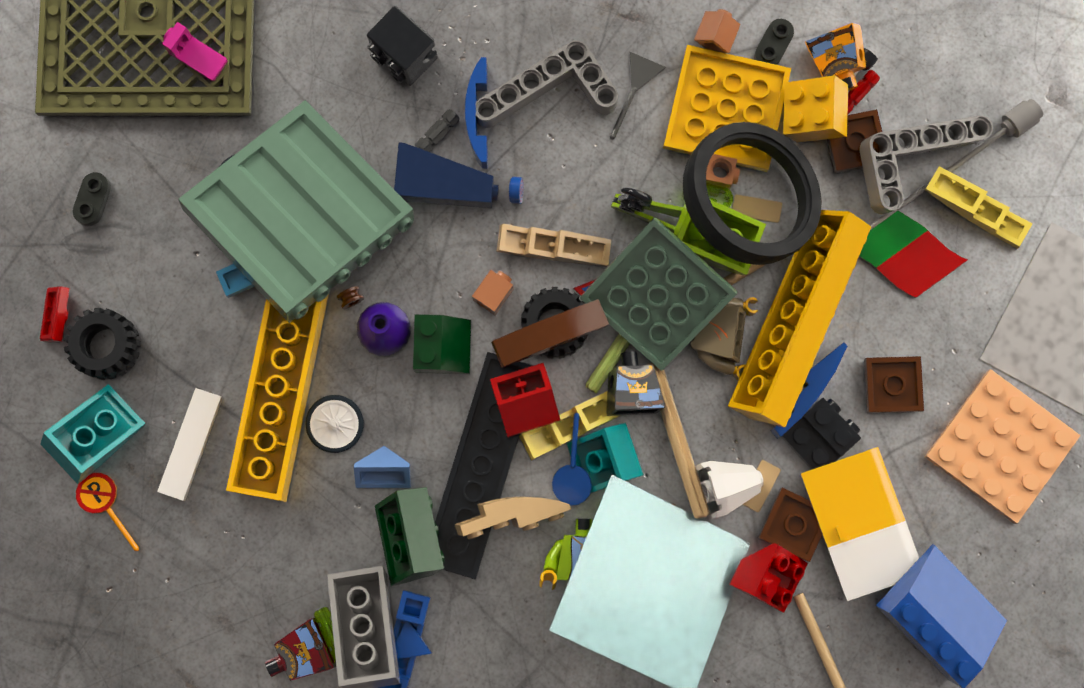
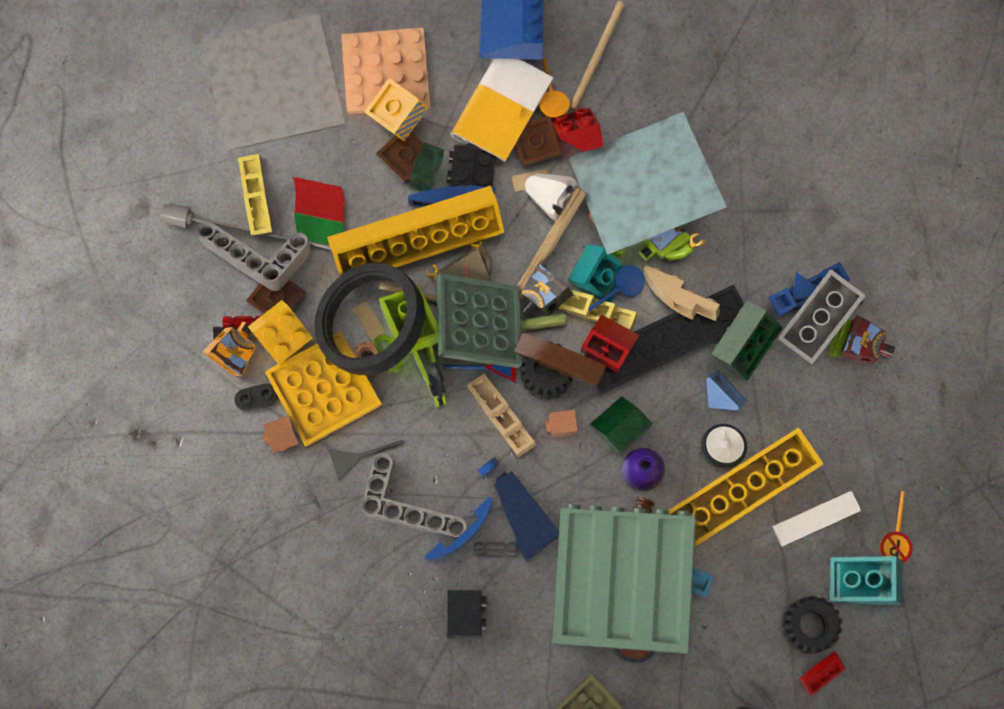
camera: 135 degrees left, 5 degrees down
(819, 580) = (553, 102): none -> light orange piece
(861, 388) = (426, 167): none -> clear green brick
(947, 409) = (396, 109): none -> yellow container

